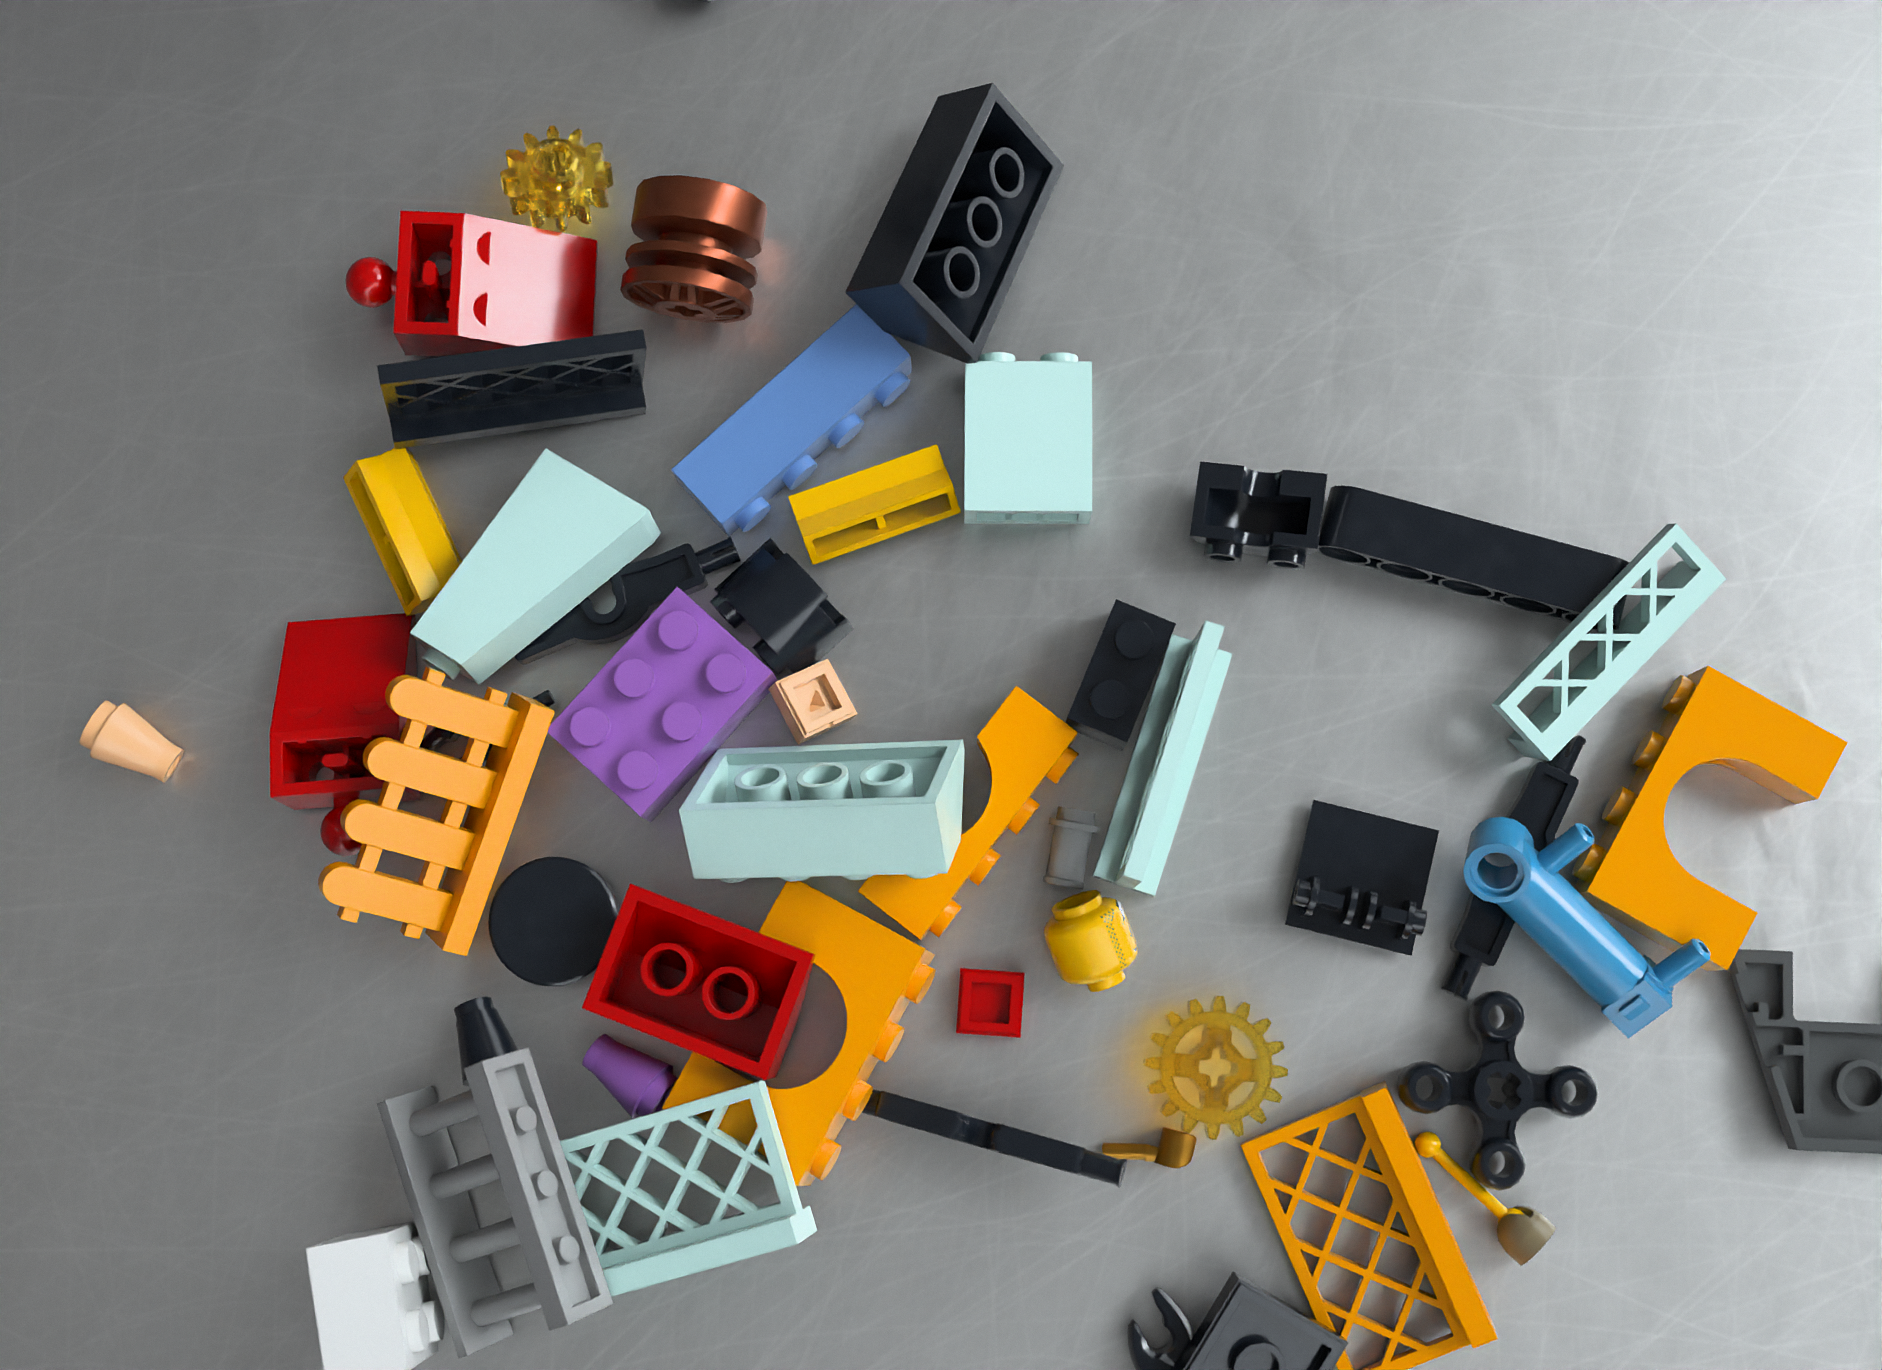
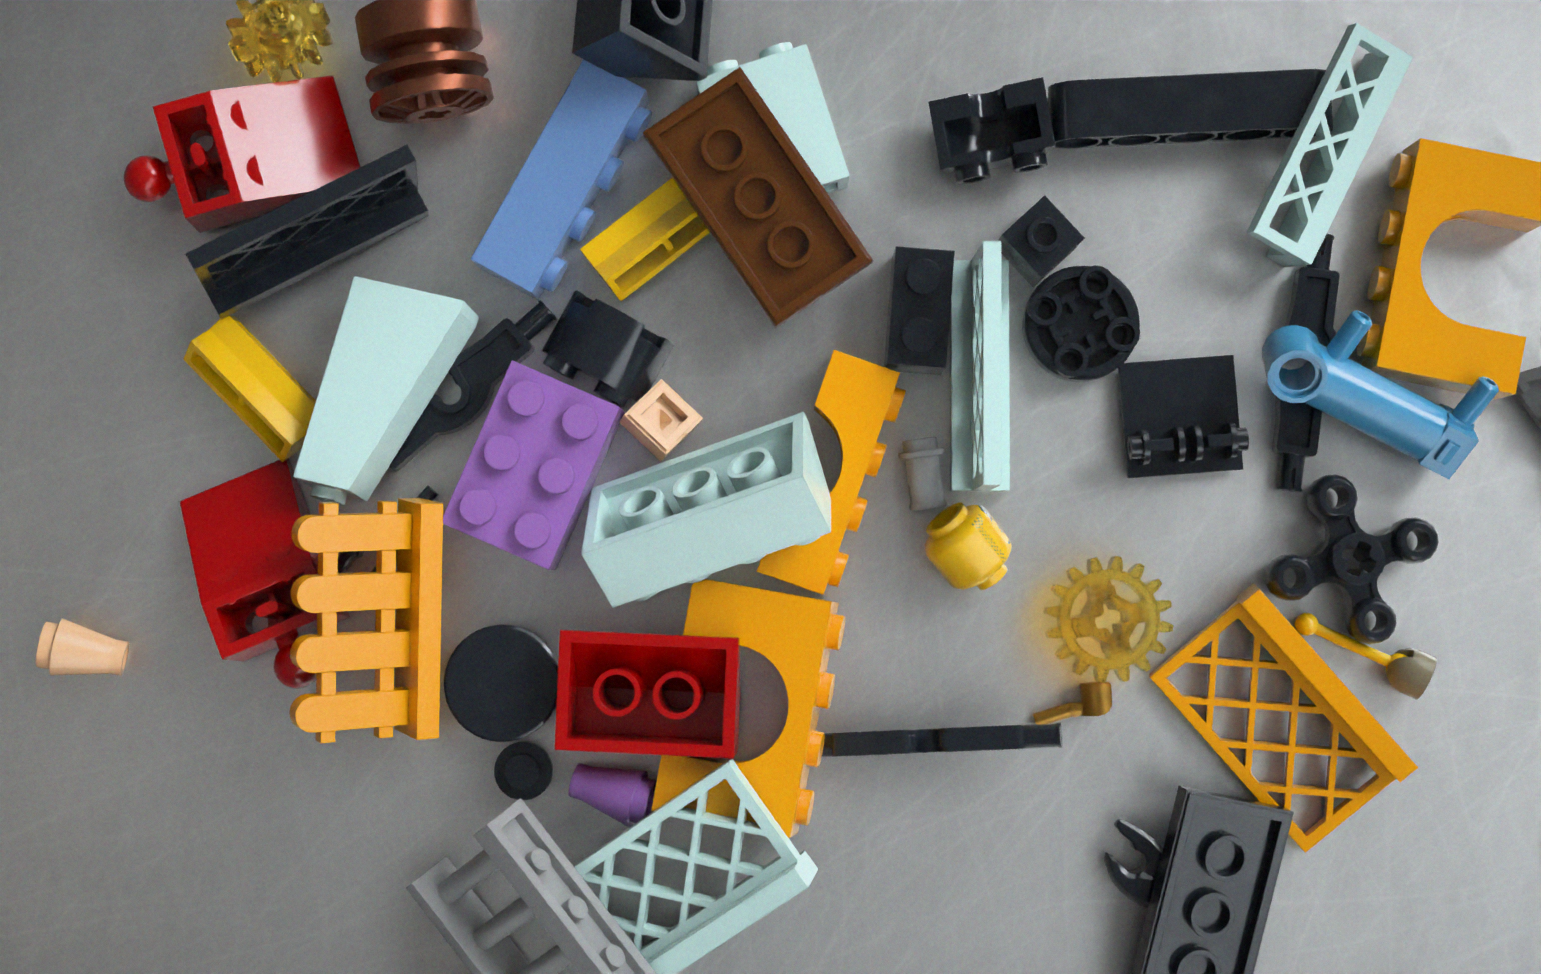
camera: 20 degrees left, 5 degrees up
(481, 1033) = (474, 800): black cone -> none
(544, 1021) = (523, 770): none -> black plate
(989, 503) = (757, 197): none -> reddish brown tile
(990, 1002) = (899, 627): red tile -> none
(1269, 643) = (1039, 241): none -> black brick
(1287, 745) = (1081, 323): none -> black tile

